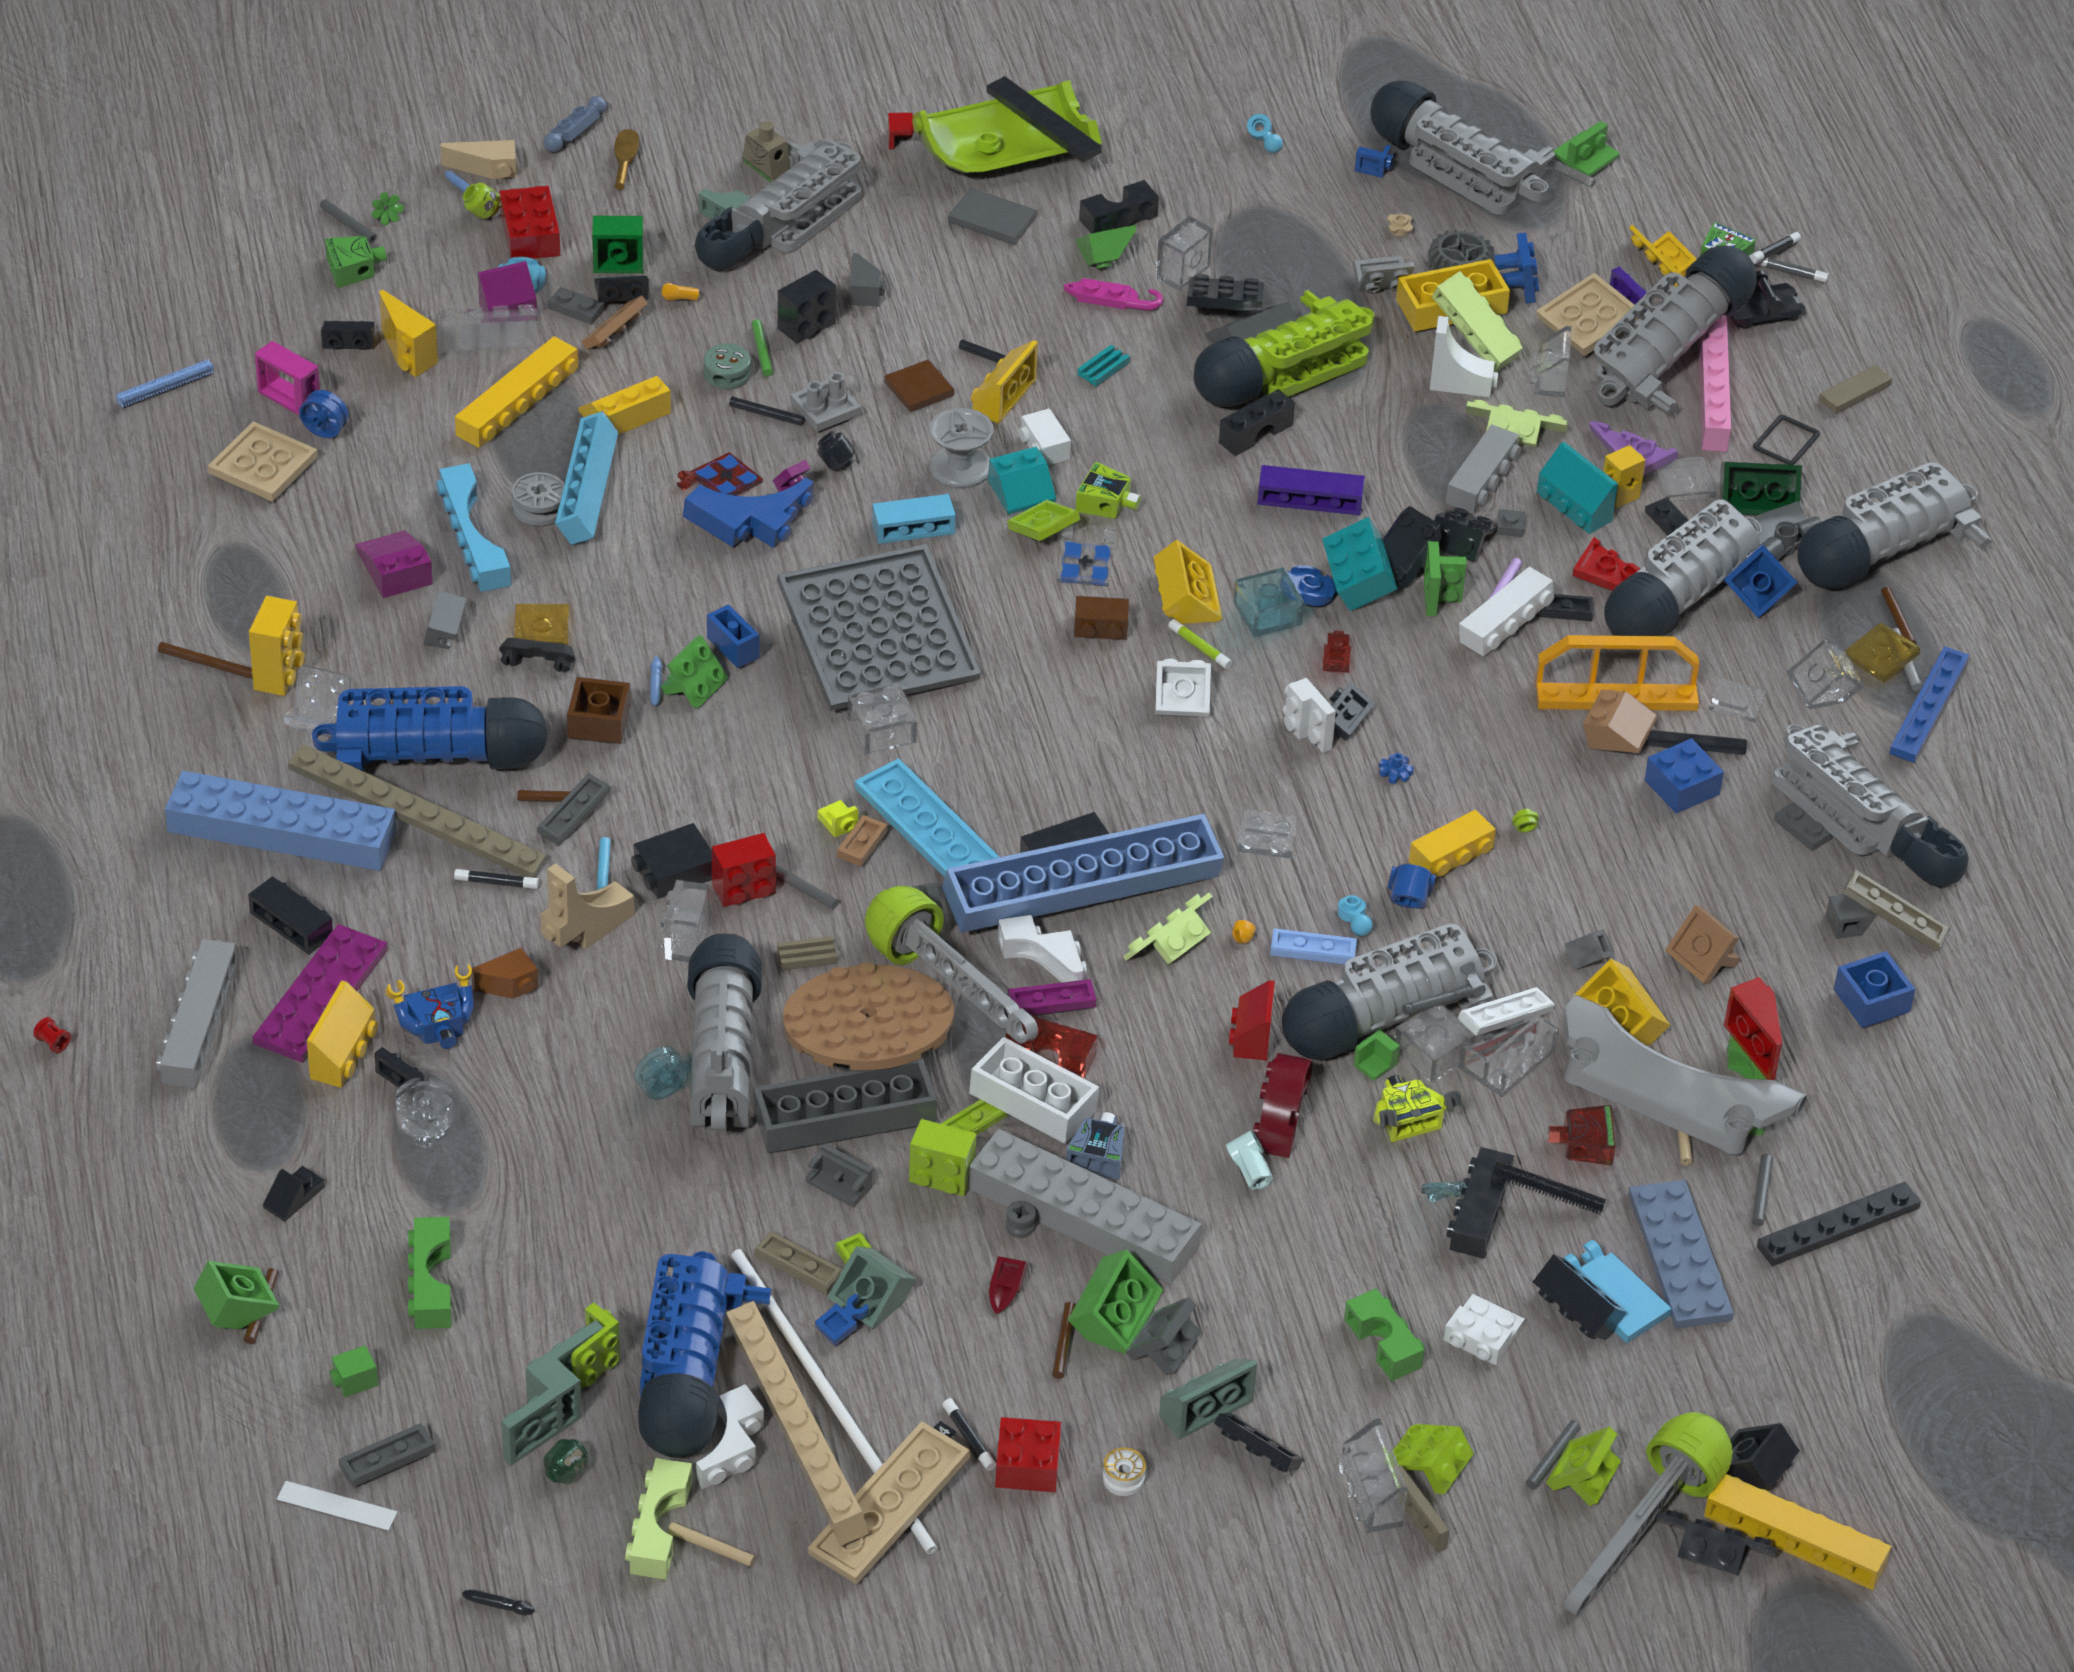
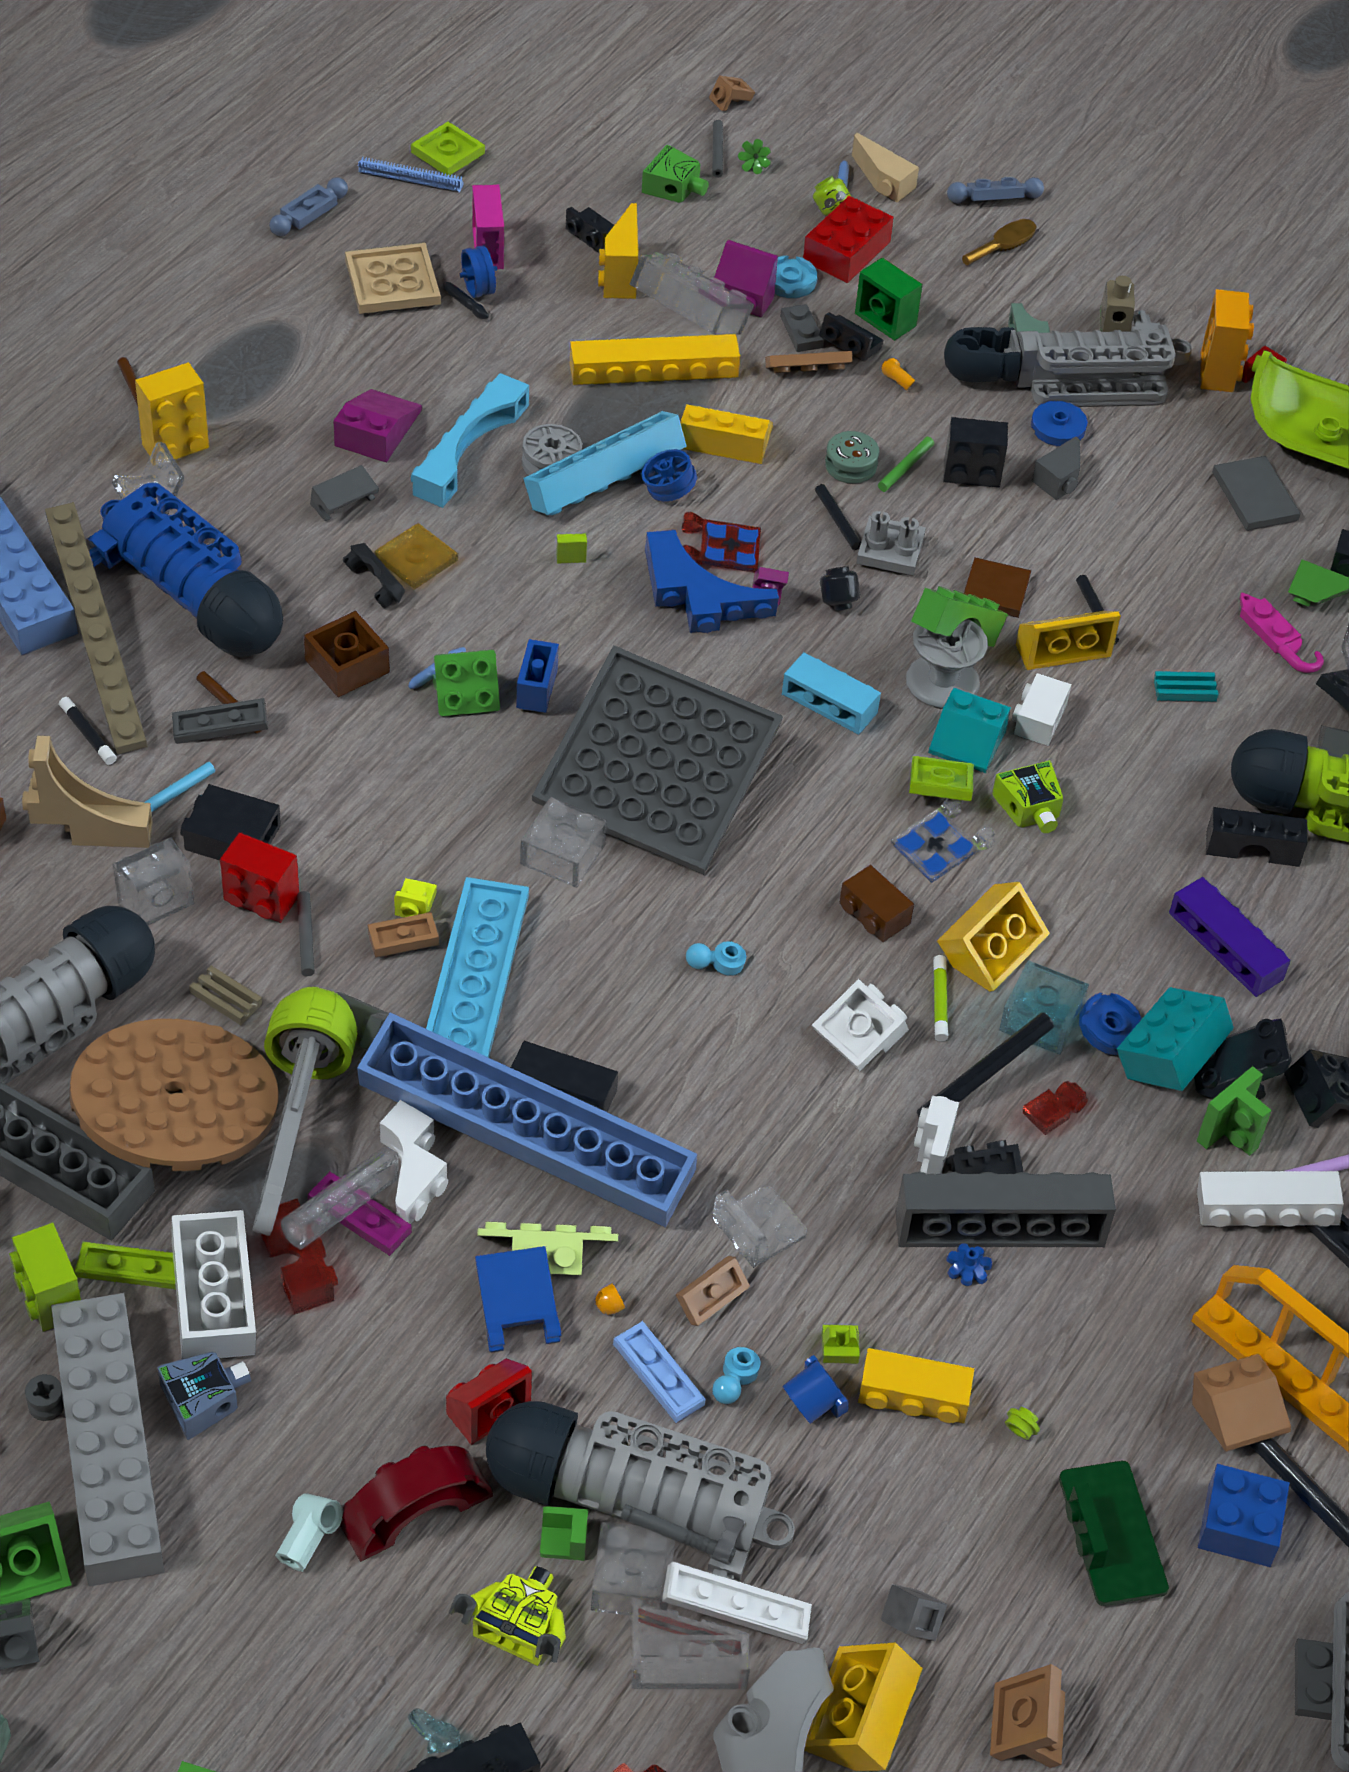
camera: 45 degrees right, 5 degrees up
(130, 454) = (308, 206): none -> sand blue plate
(166, 347) = (447, 148): none -> lime plate
(302, 175) = (730, 89): none -> medium nougat bracket
(332, 442) = (477, 309): none -> black piece
(635, 457) = (667, 470): none -> blue wheel
(637, 547) = (571, 548): none -> lime tile
(819, 253) = (1058, 422): none -> blue plate
(868, 124) = (1226, 340): none -> light orange brick
(945, 409) = (945, 609): none -> bright green arch
(1041, 989) = (341, 1198): none -> clear brick
(1057, 712) = (700, 956): none -> medium azure plate
(1197, 966) = (517, 1293): none -> blue flag
(1283, 657) = (996, 1059): none -> black axle
(1290, 883) = (712, 1290): none -> medium nougat plate
(1385, 857) = (840, 1344): none -> lime tile
(1387, 721) = (1004, 1210): none -> dark grey brick
(1631, 836) = (1113, 1533): none -> dark green bracket

